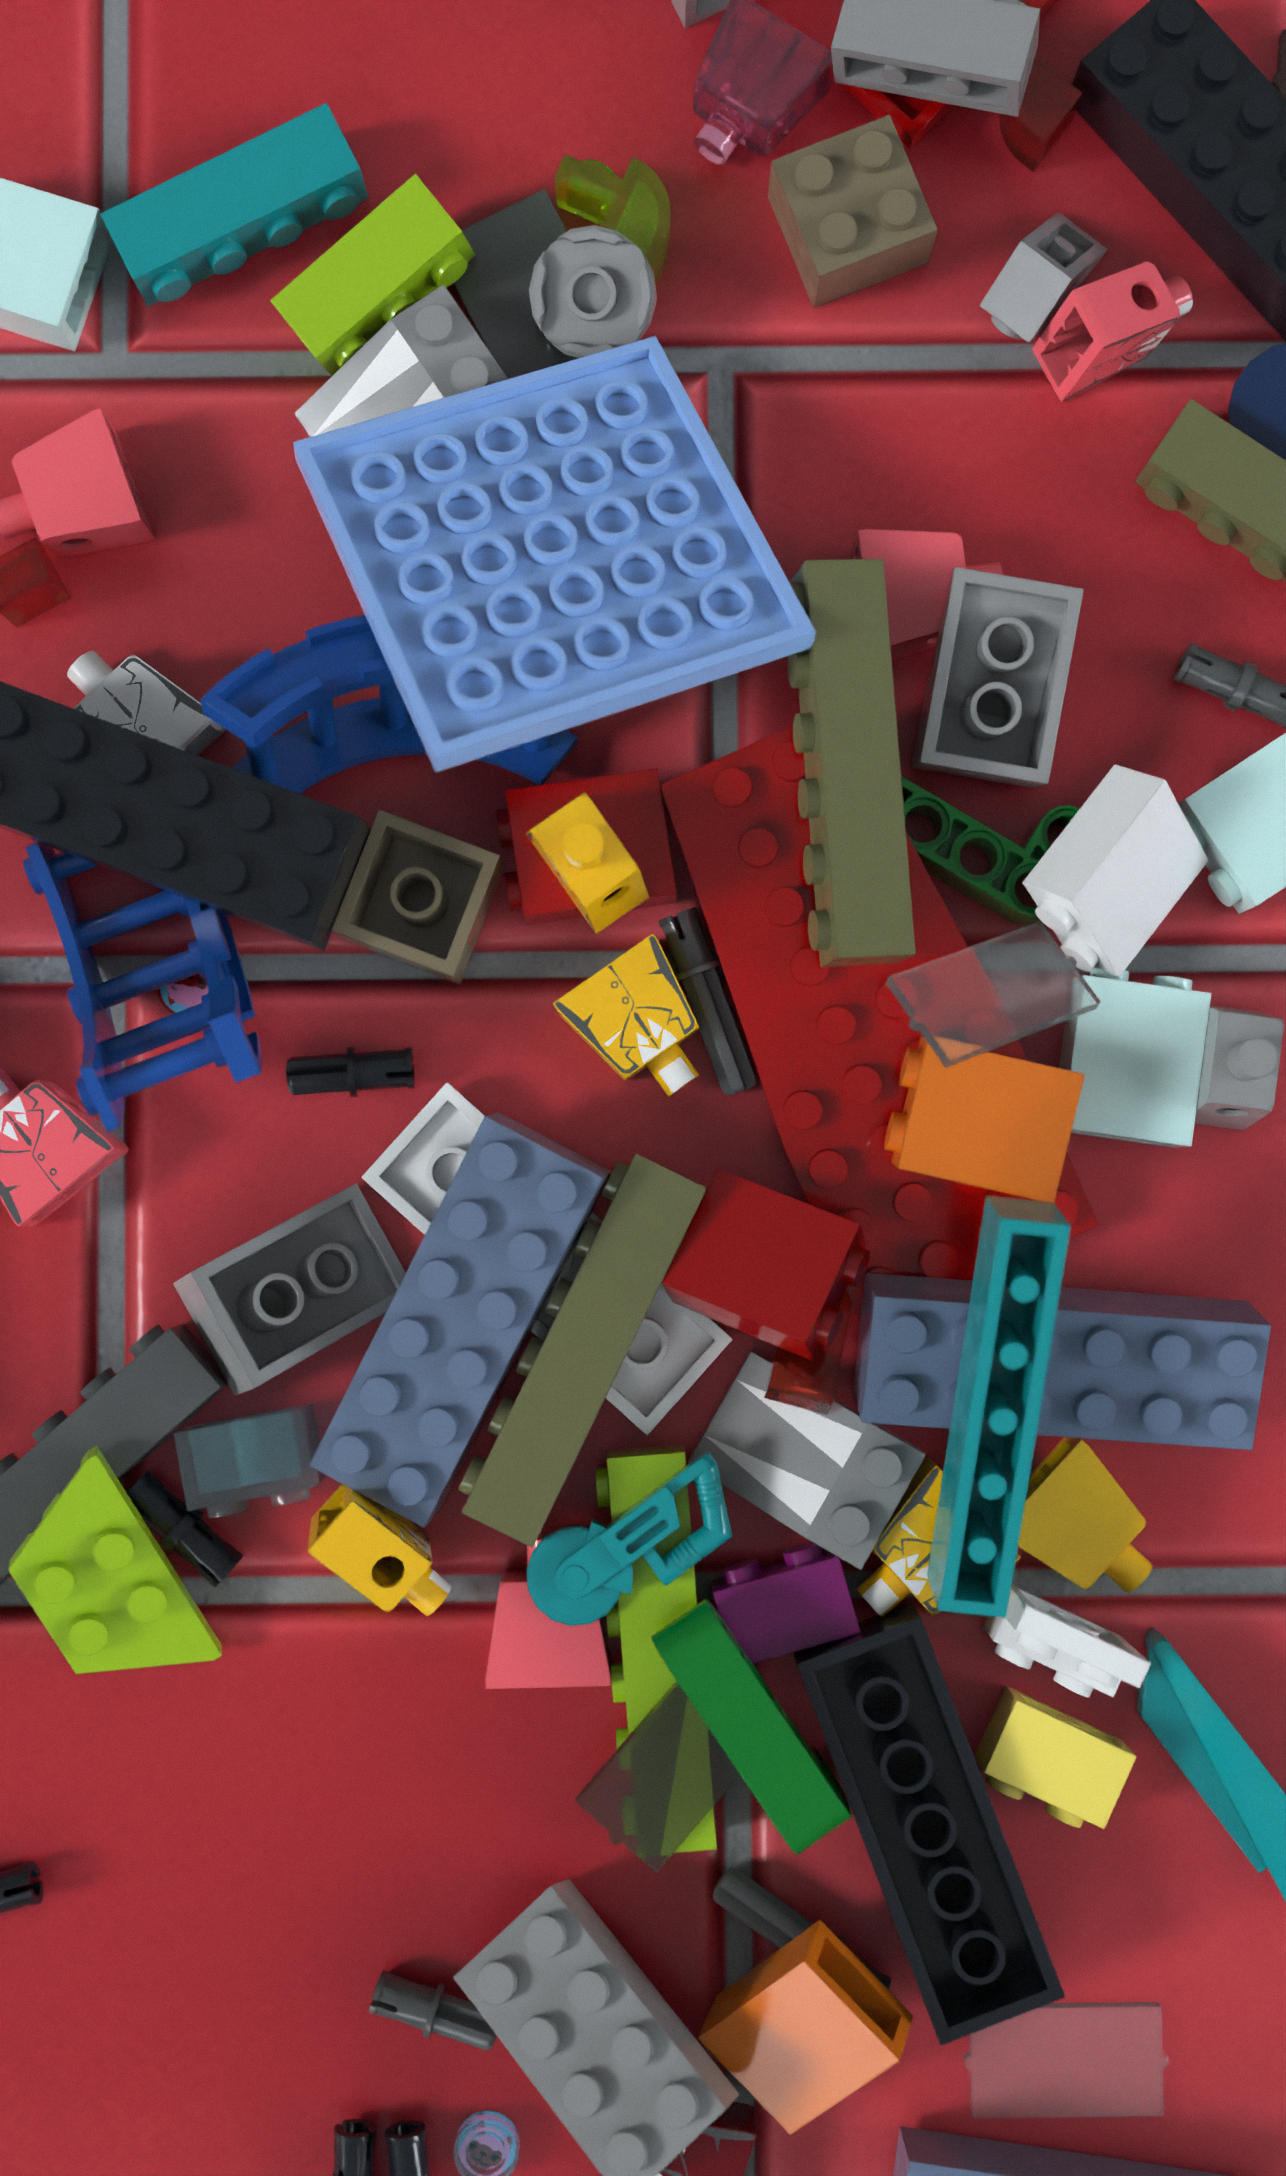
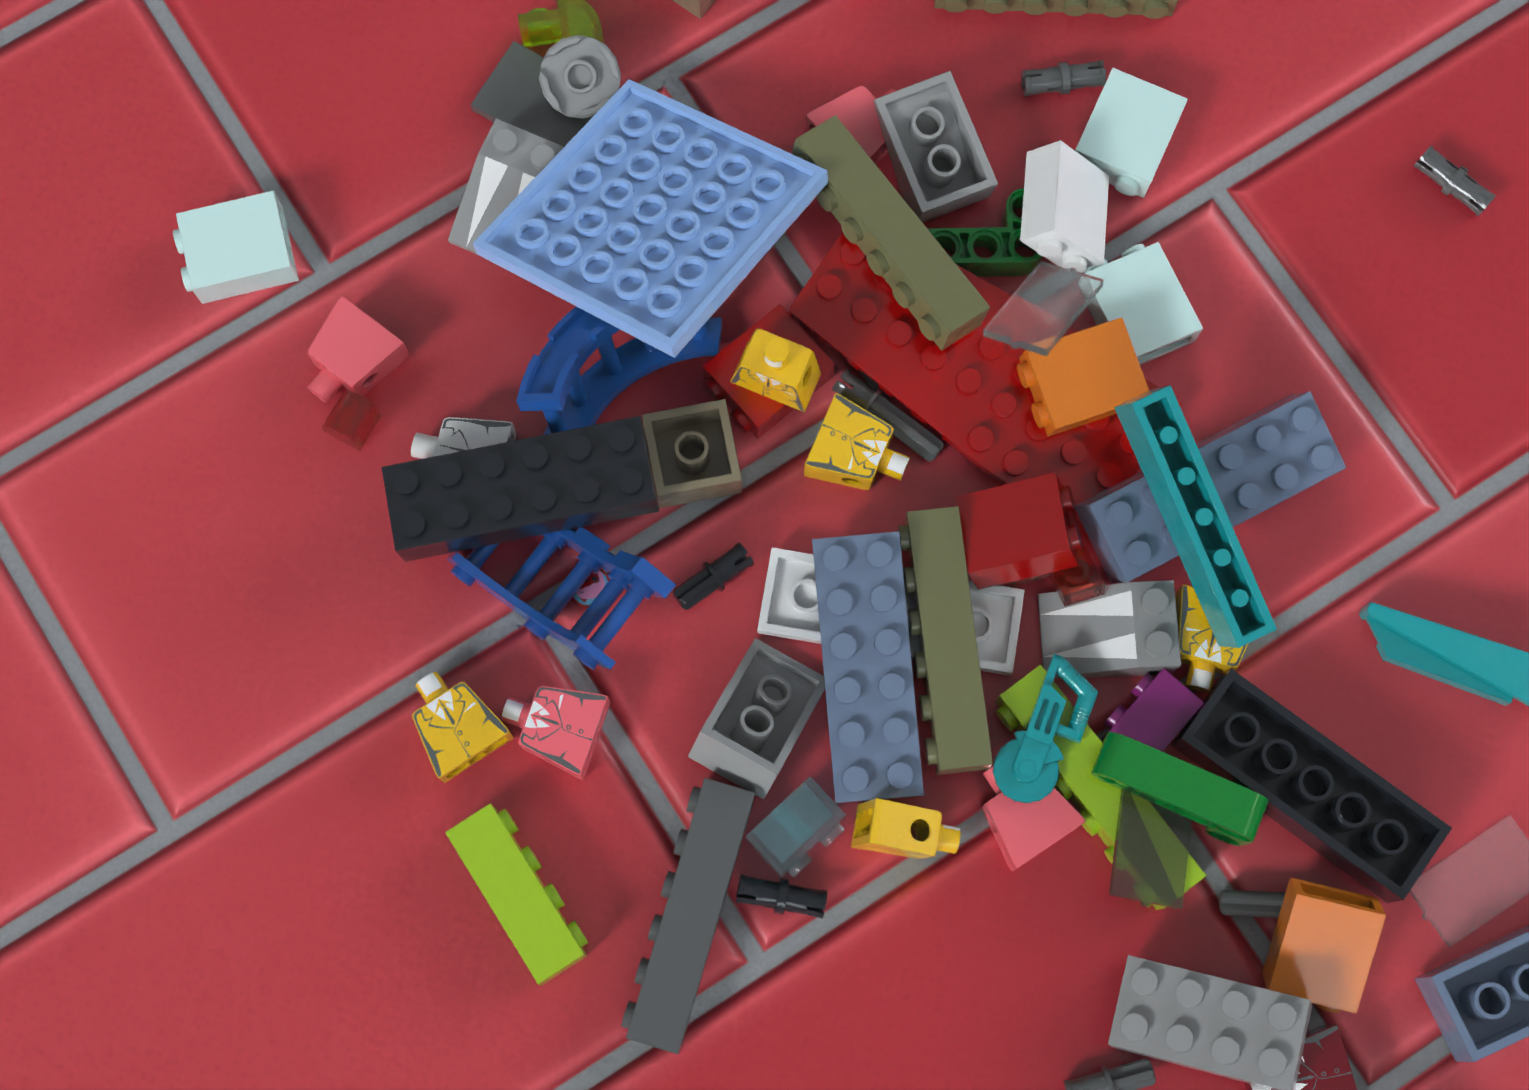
camera: 35 degrees left, 10 degrees down
(107, 1582) = (759, 947): lime wing -> none
(236, 205) = (347, 148): teal brick -> none
(374, 274) = (451, 138): lime brick -> none
(1053, 1759) = (1358, 709): light yellow brick -> none
(1074, 1647) = (1317, 636): white plate -> none
(1082, 1519) = (1285, 566): yellow torso -> none
(1238, 1067) = (1201, 272): light grey torso -> none

